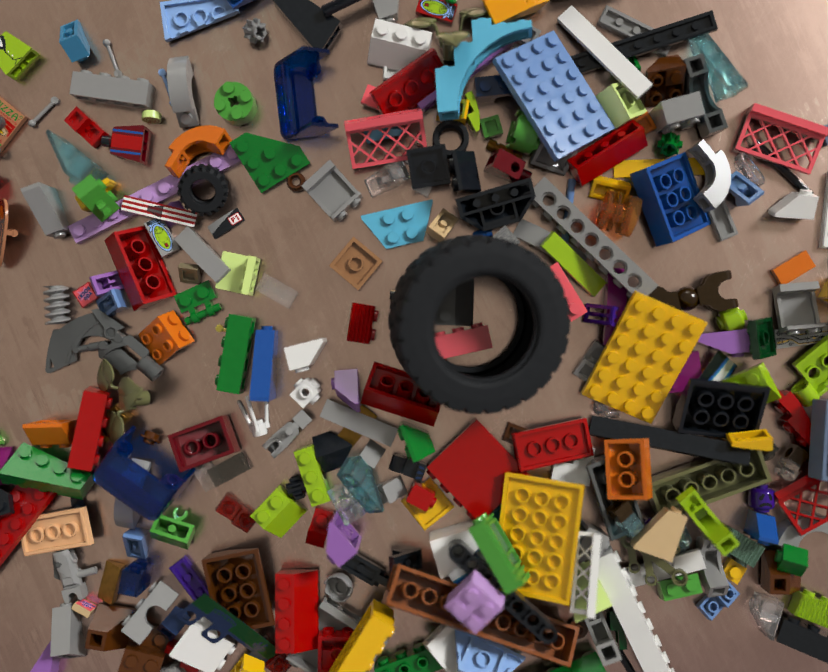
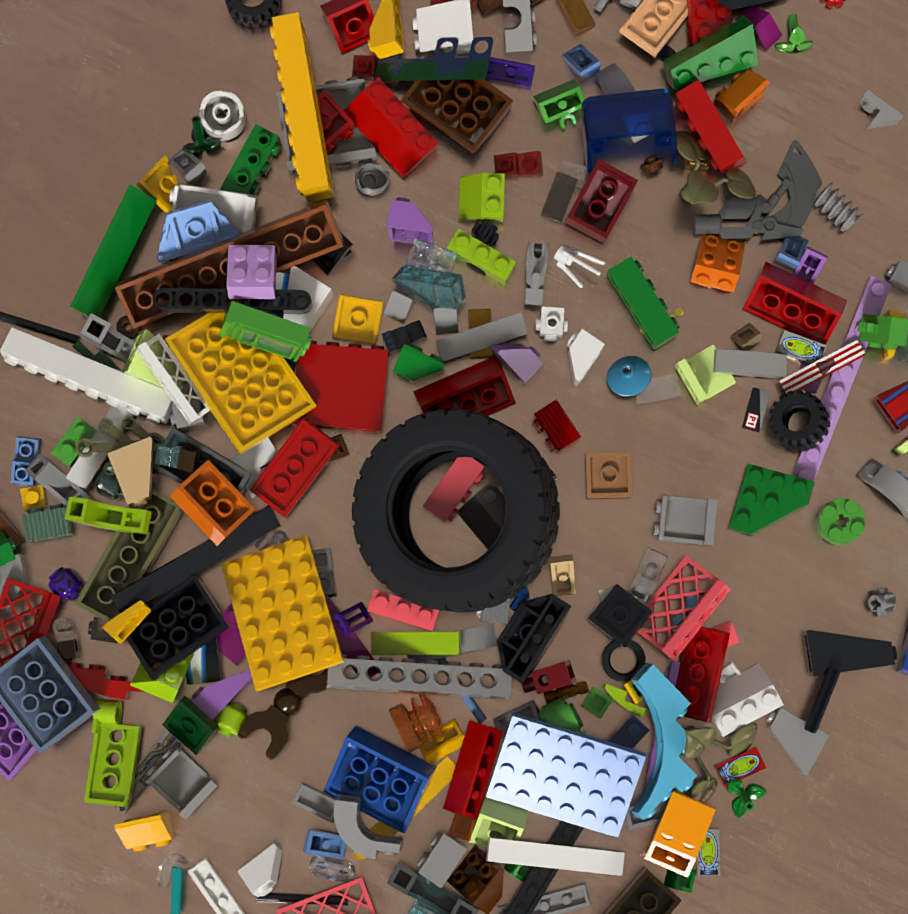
camera: 135 degrees right, 5 degrees down
(85, 295) = (821, 238): tile -> none
(135, 578) = (556, 34): clear blue brick -> none
(172, 625) = (488, 22): dark blue brick -> none
(193, 142) = (845, 456): orange arch -> none
(195, 297) = (723, 322): green plate -> none
(264, 365) = (609, 315): blue slope -> none
(290, 180) = (733, 500): reddish brown plate -> none
(290, 308) = (630, 383): none -> dark azure dish
(296, 94) = (790, 575): clear blue windscreen -> none
(318, 529) = (434, 213): red slope -> none
(330, 450) = (484, 291): black slope -> none
(366, 570) = (363, 214): black hinge -> none
(400, 224) = (600, 544): medium azure wing -> none
(421, 496) = (369, 320): red brick -> none
(465, 173) = (583, 639): black slope -> none
(670, 144) = (423, 827): green gear -> none
(761, 527) = (45, 557): blue slope -> none
(793, 268) = (214, 816): orange tile -> none

